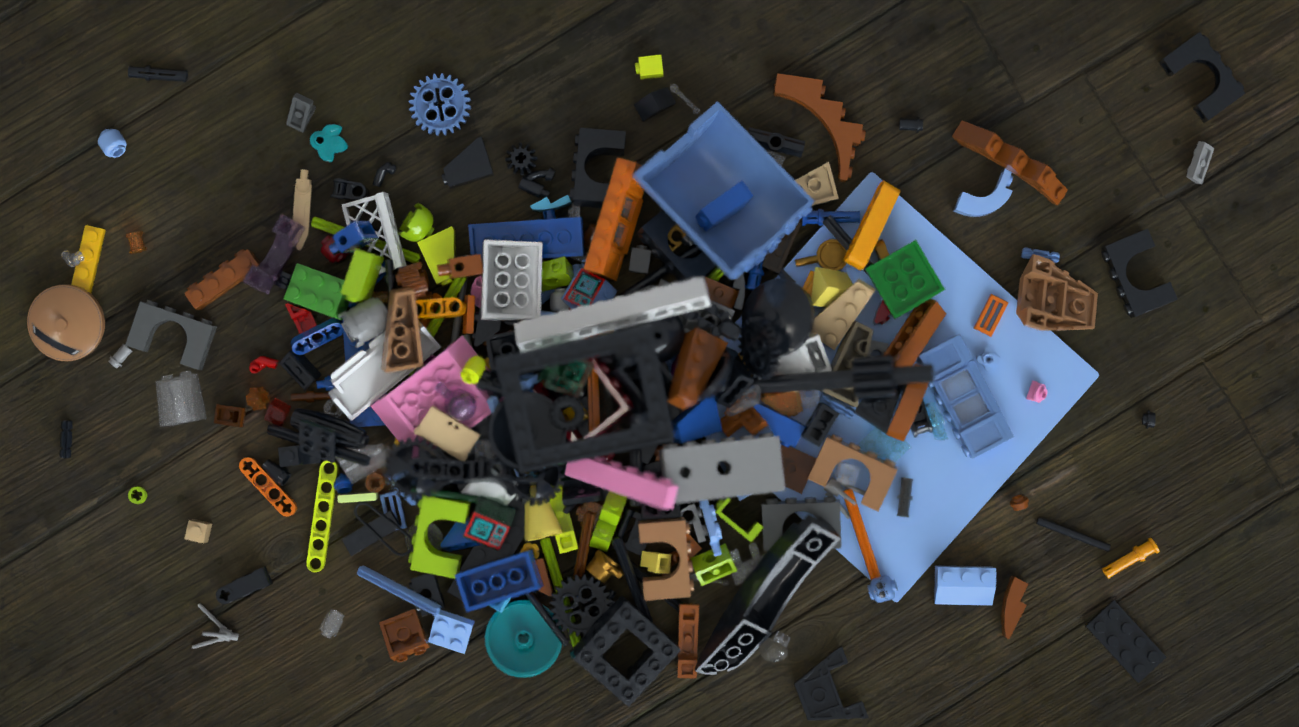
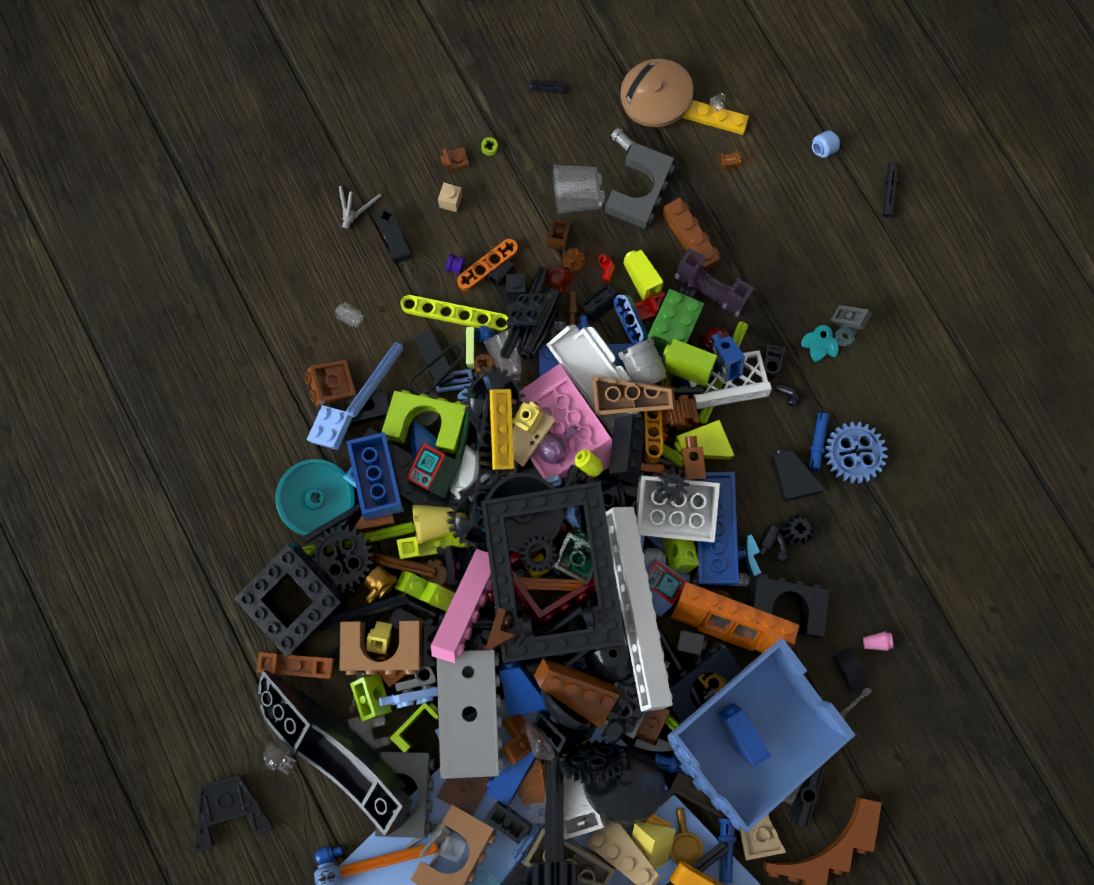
camera: 90 degrees right, 10 degrees down
(154, 530) = (454, 159): none -> dark orange bracket
(268, 327) = (642, 274): none -> neon yellow slope
(270, 520) = (455, 264): none -> dark purple wheel
(302, 205) = (759, 315): tan piece -> none
(320, 124) = (841, 341): none -> clear light blue plate
(417, 224) = (736, 422): lime cylinder -> none
(431, 141) = (817, 448): none -> blue pin
(437, 429) = (528, 424): none -> light yellow brick
(446, 458) = (501, 429): none -> yellow plate
(455, 333) = (627, 448): none -> black slope
(495, 290) = (671, 491): none -> black gear
(528, 546) = (405, 515): yellow plate -> none
(625, 76) = (878, 641): none -> bright pink cone
(649, 67) = (889, 667): neon yellow brick -> none
(649, 445) = (498, 634): none -> reddish brown slope
(861, 592) = (327, 854): none -> blue cylinder

